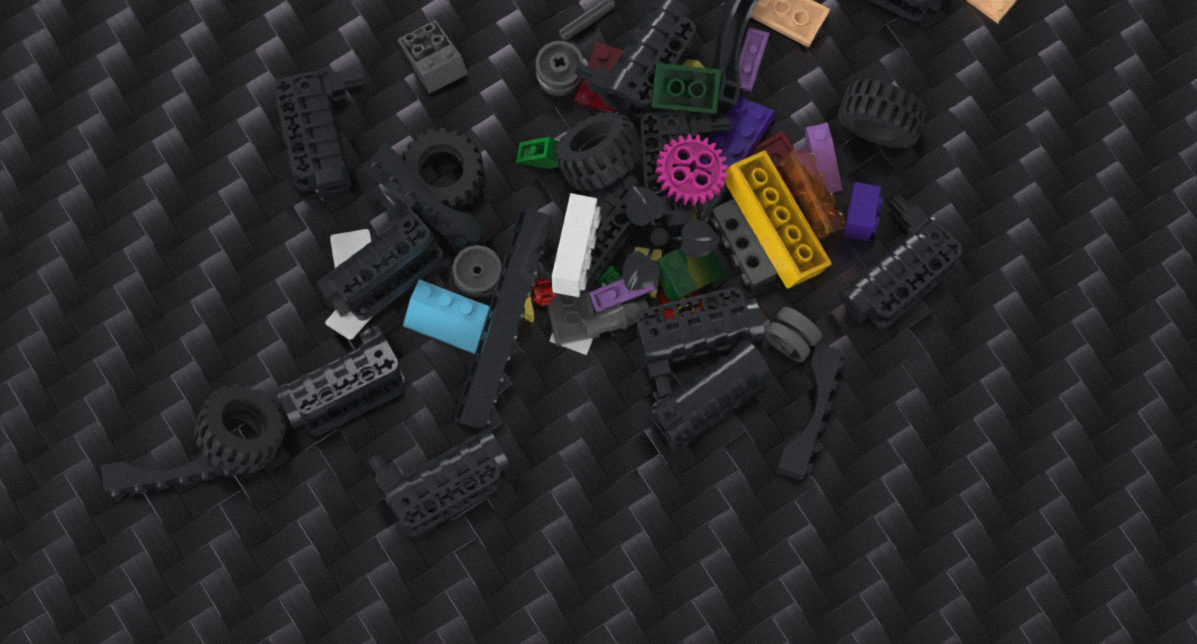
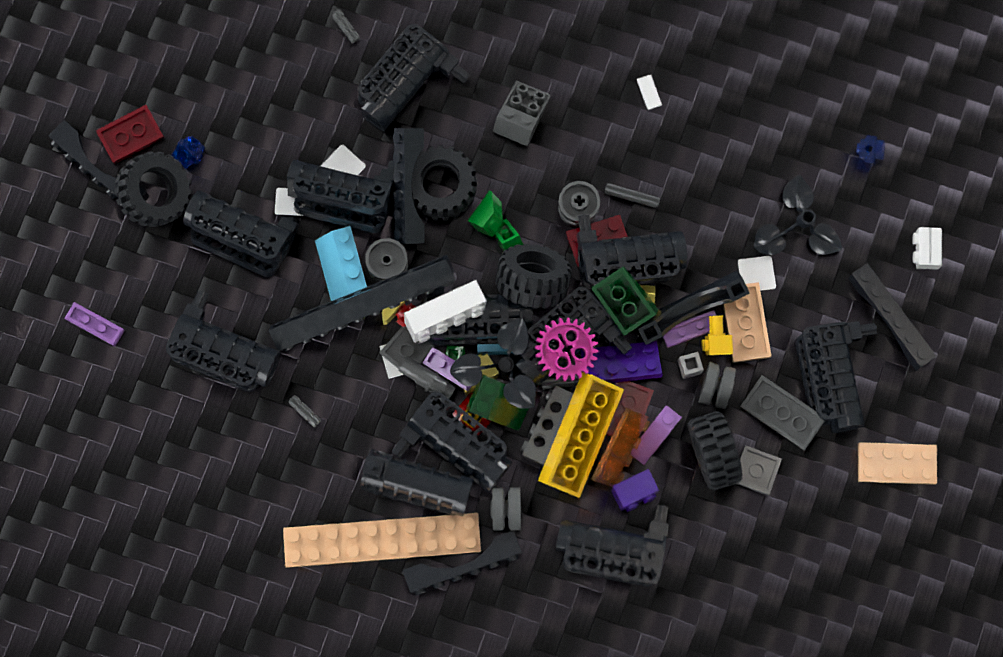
camera: 50 degrees right, 5 degrees up
(163, 418) = (130, 134): none -> dark red plate
(221, 149) = (345, 25): none -> dark grey axle
(225, 372) = (188, 151): none -> clear blue brick
(320, 583) = (94, 324): none -> medium lavender tile
(506, 155) = (488, 215): none -> green slope
(558, 450) = (304, 411): none -> dark grey axle
(635, 240) = (491, 349): none -> medium azure tile
(733, 470) = (381, 540): none -> light nougat plate
(780, 41) = (717, 342): none -> yellow brick
(784, 82) = (690, 365): none -> light grey brick
(822, 72) = (720, 386): none -> dark grey wheel
(888, 37) = (782, 412): none -> dark grey tile
(930, 92) = (758, 470): none -> dark grey plate

